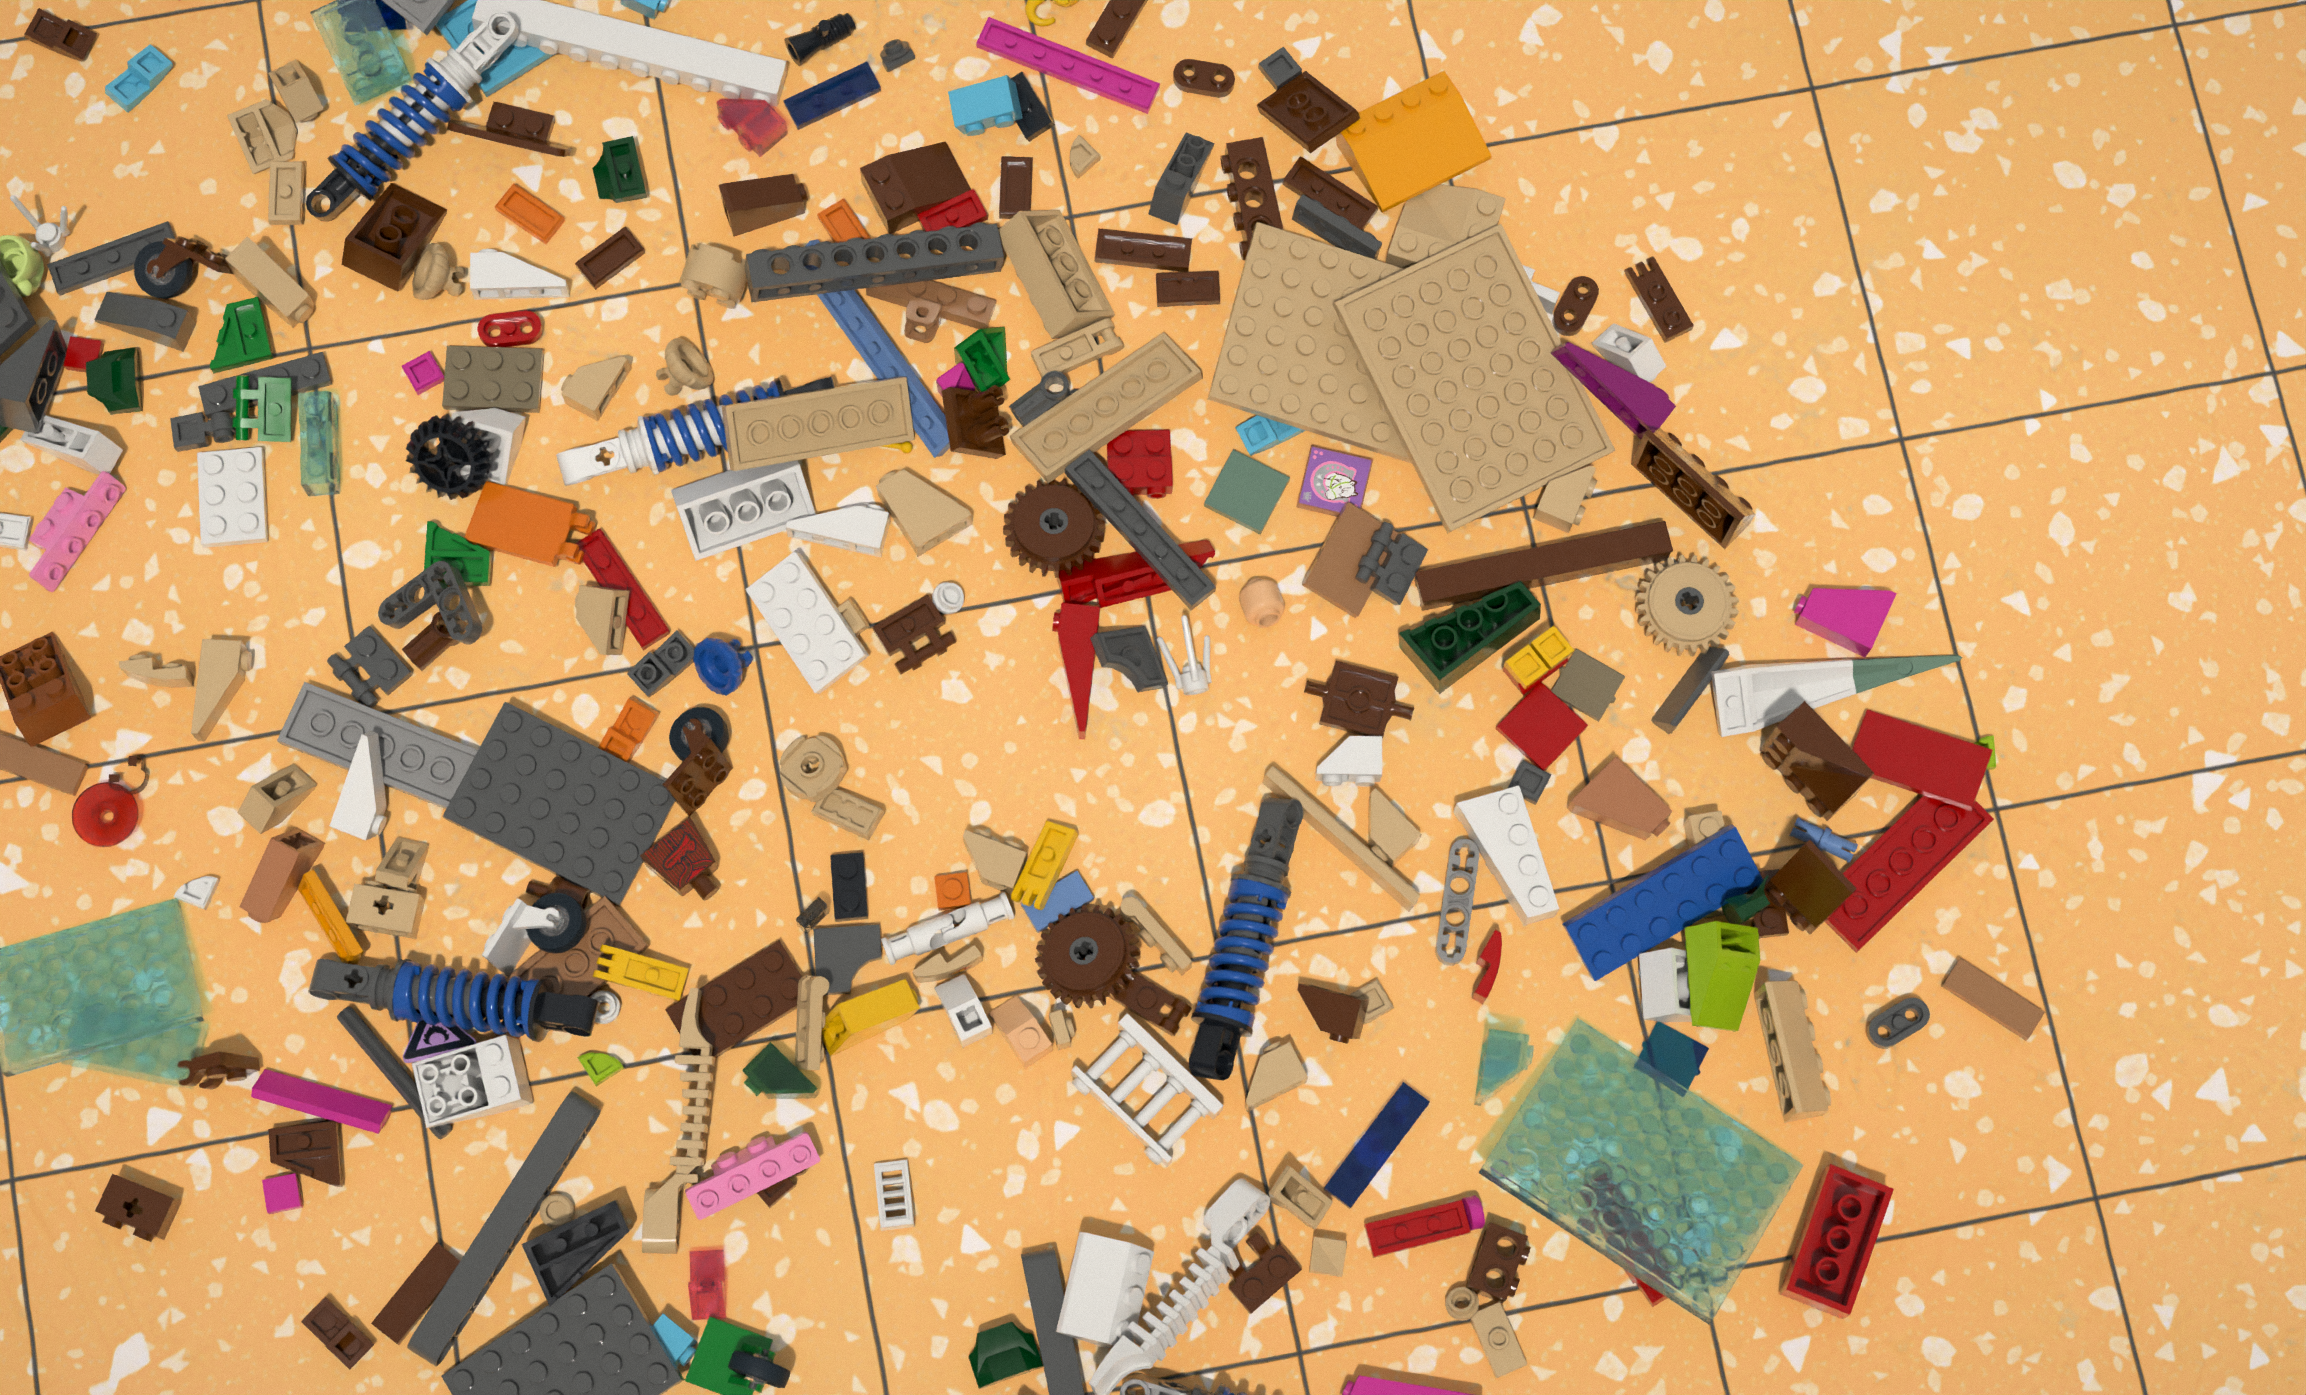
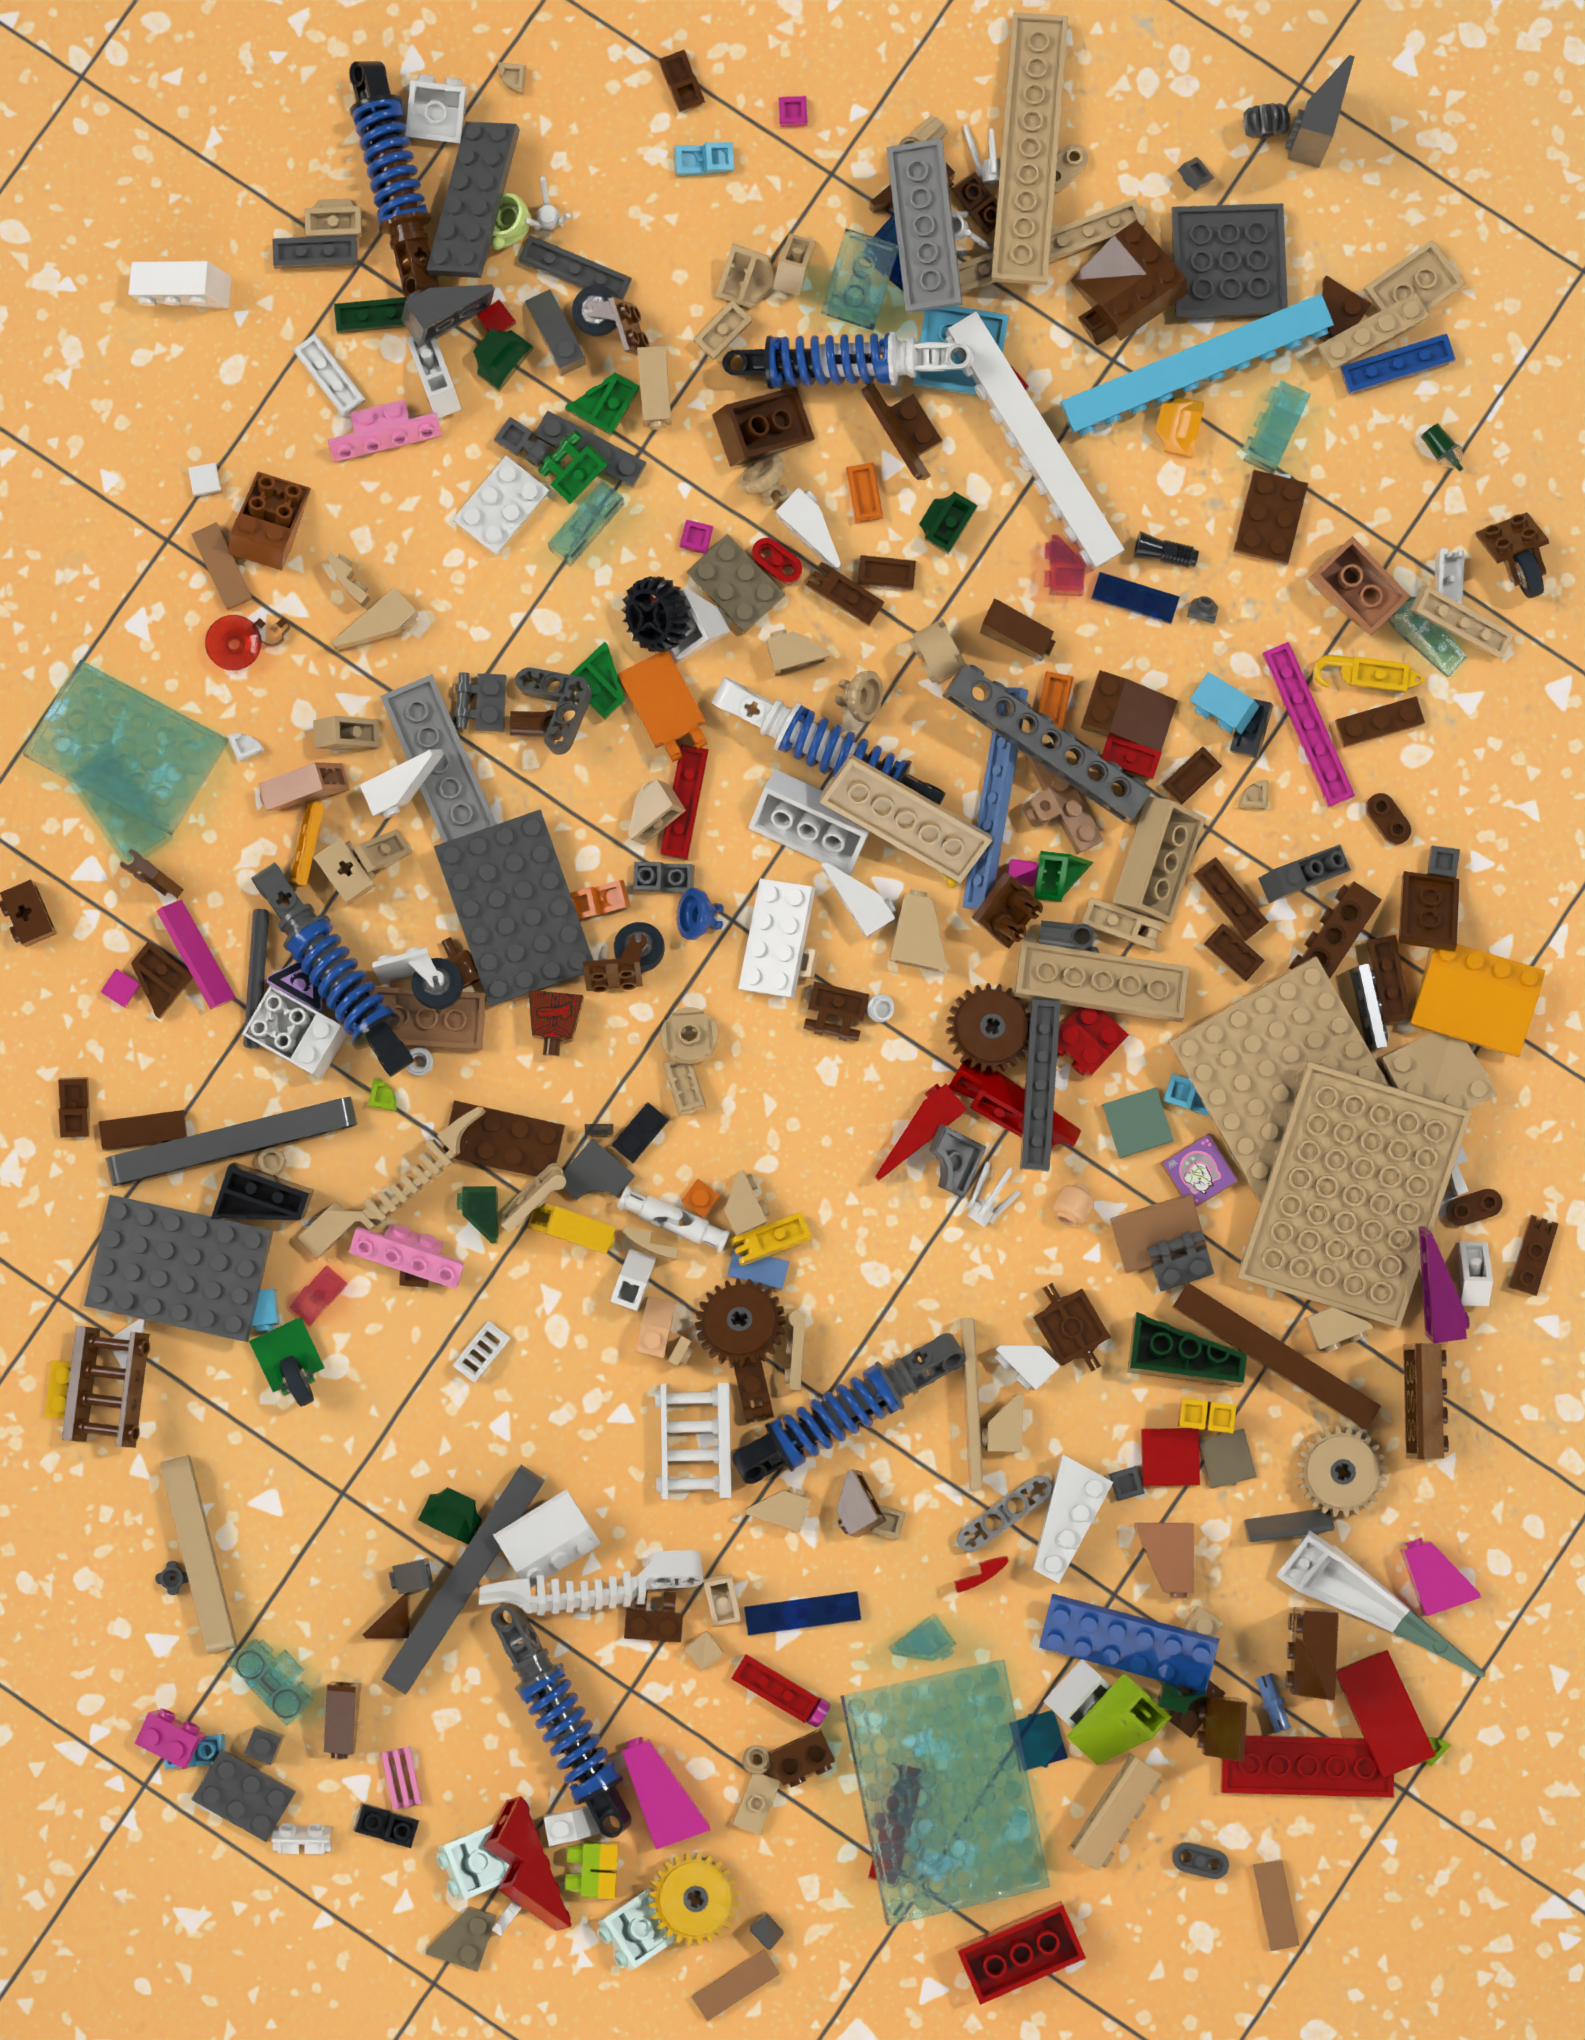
camera: 45 degrees right, 10 degrees up
(592, 303) = (846, 594): none -> reddish brown hinge
(642, 973) = (461, 1065): yellow hinge -> none

